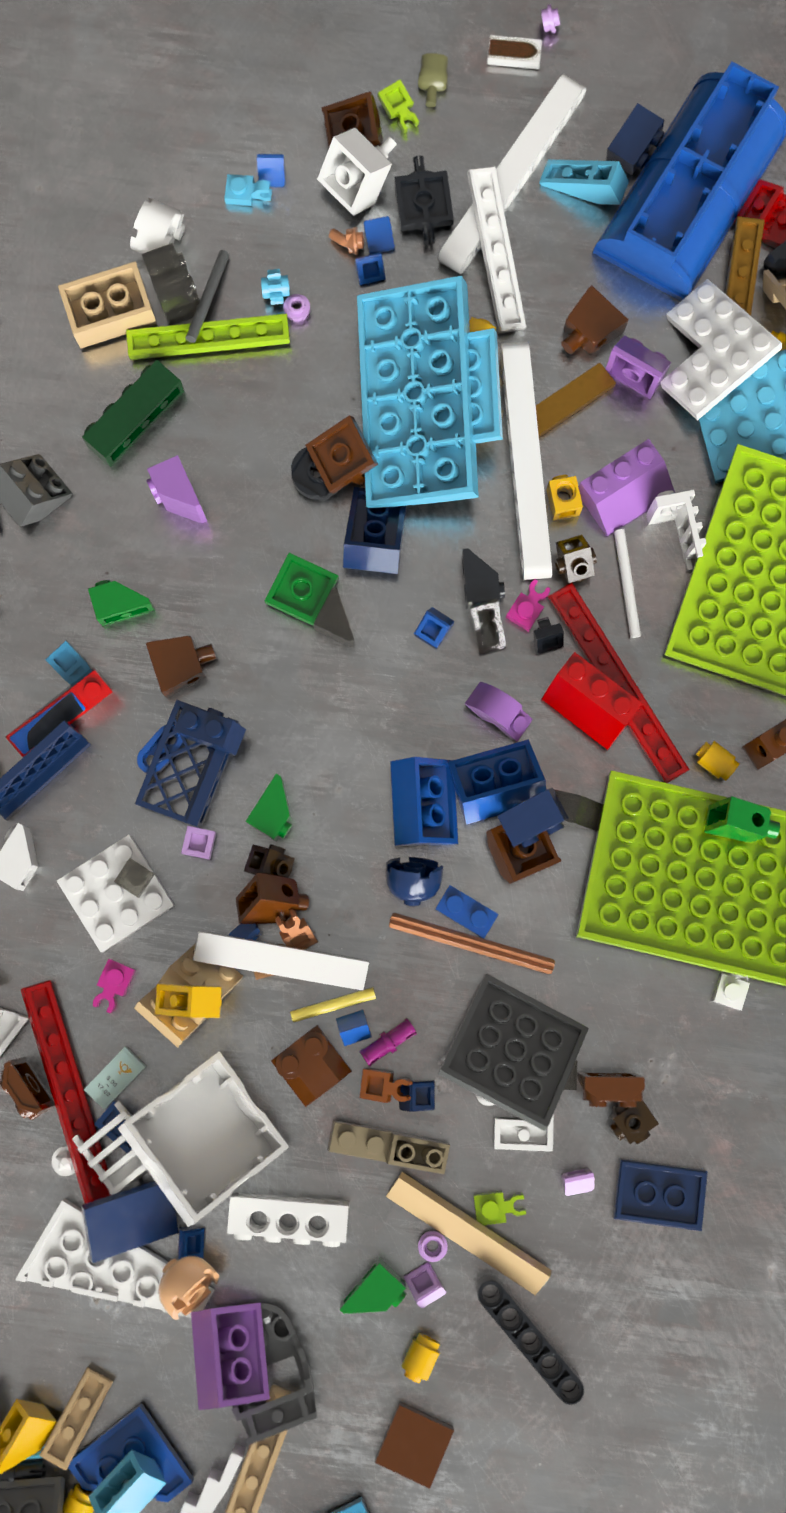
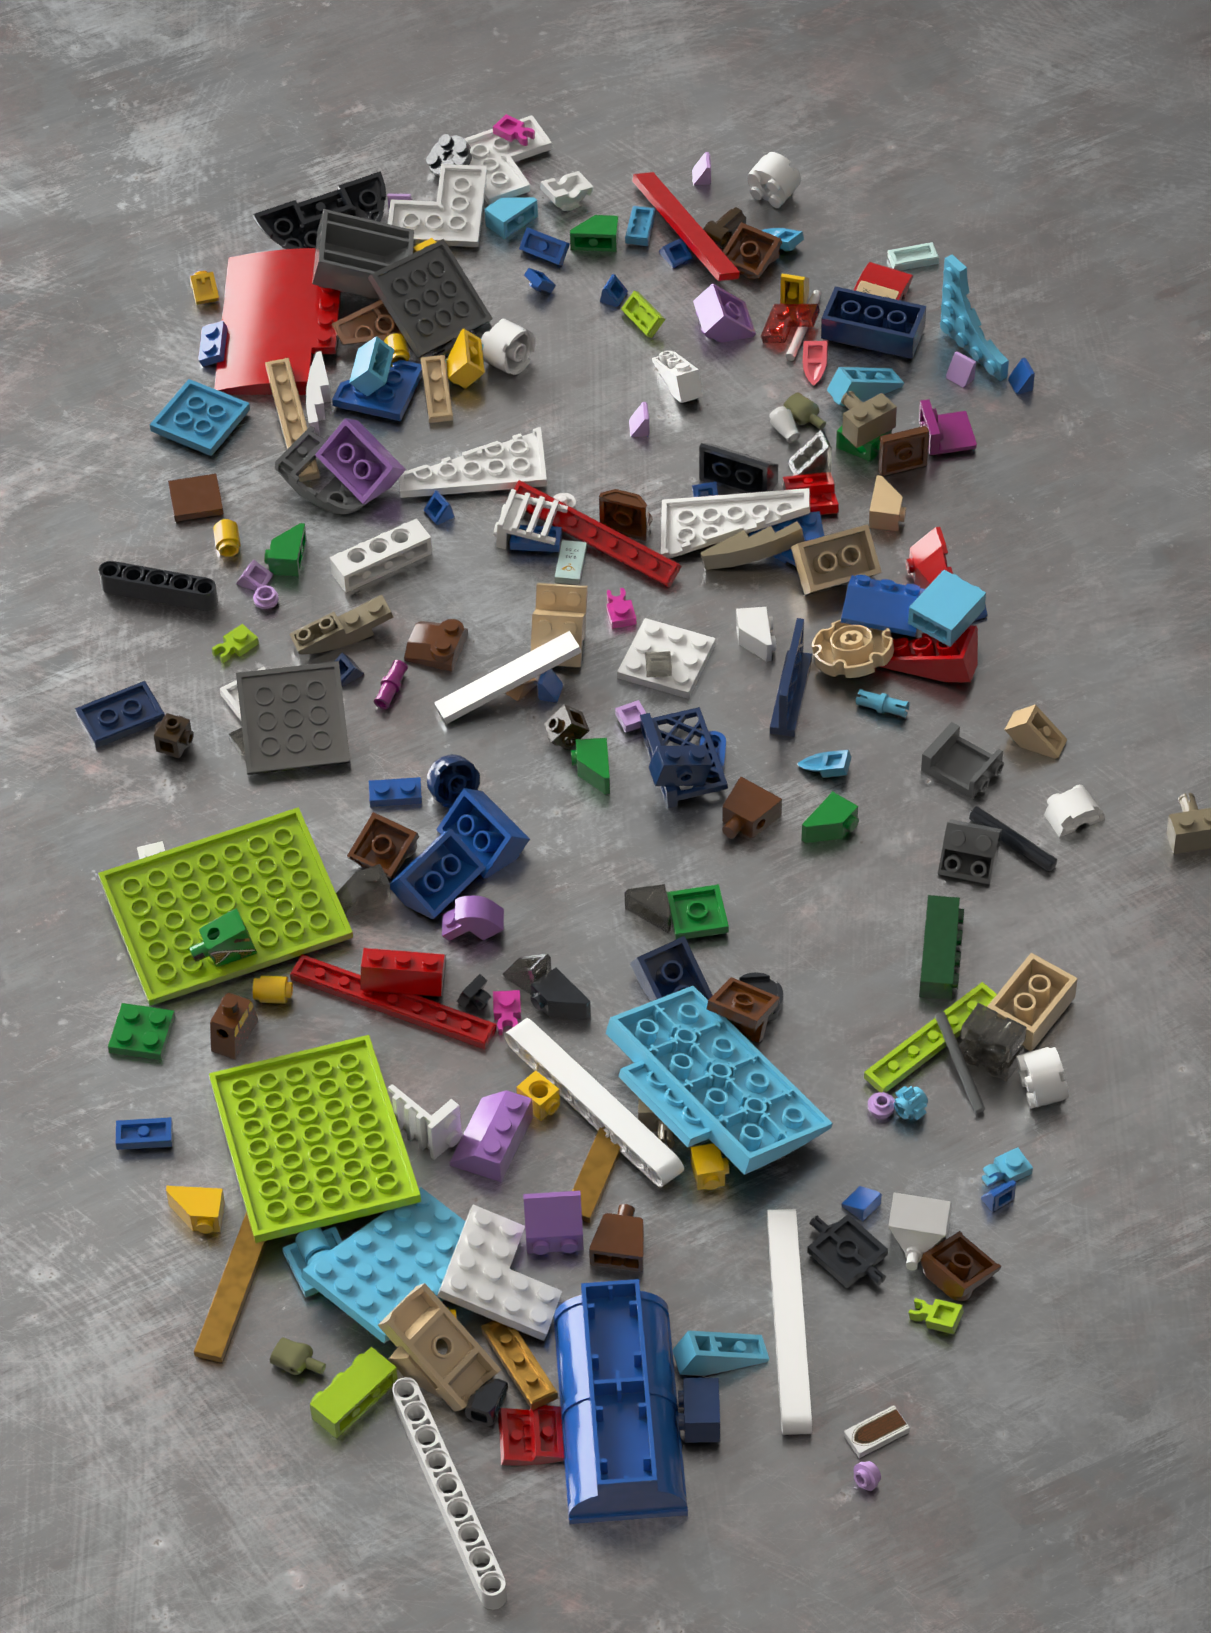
camera: 145 degrees right, 30 degrees down
(66, 706) = (804, 734): slope -> none
(128, 1220) = (489, 488): dark blue tile -> none
(173, 488) = (848, 906): medium lavender slope -> none
(185, 1284) = (422, 476): light nougat cylinder -> none
(188, 1001) = (549, 598): yellow slope -> none
(203, 1139) = (476, 551): white tile -> none
(268, 898) = (551, 696): reddish brown torso -> none
(296, 932) = (511, 702): nougat plate -> none
(333, 1004) = (445, 689): light yellow bar -> none
(353, 239) = (878, 1180): nougat plate -> none
(353, 1027) = (424, 681): blue slope -> none
(370, 268) = (848, 1173): blue slope -> none
(379, 1086) = (375, 655): dark orange plate -> none
(433, 76) = (930, 1361): olive piece -> none
(434, 627) = (571, 954): blue slope -> none
(469, 1233) = (245, 616): tan tile -> none
(472, 943) = (363, 777): nougat axle -> none
(496, 249) = (748, 1238): white tile -> none
(533, 817) = (388, 847): dark blue brick -> none
(575, 559) = (493, 1052): dark brown brick -> none
(578, 1181) = (188, 687): slope -> none
(613, 1087) = (206, 738): reddish brown slope -> none
(627, 583) = (438, 1073): white bar -> none

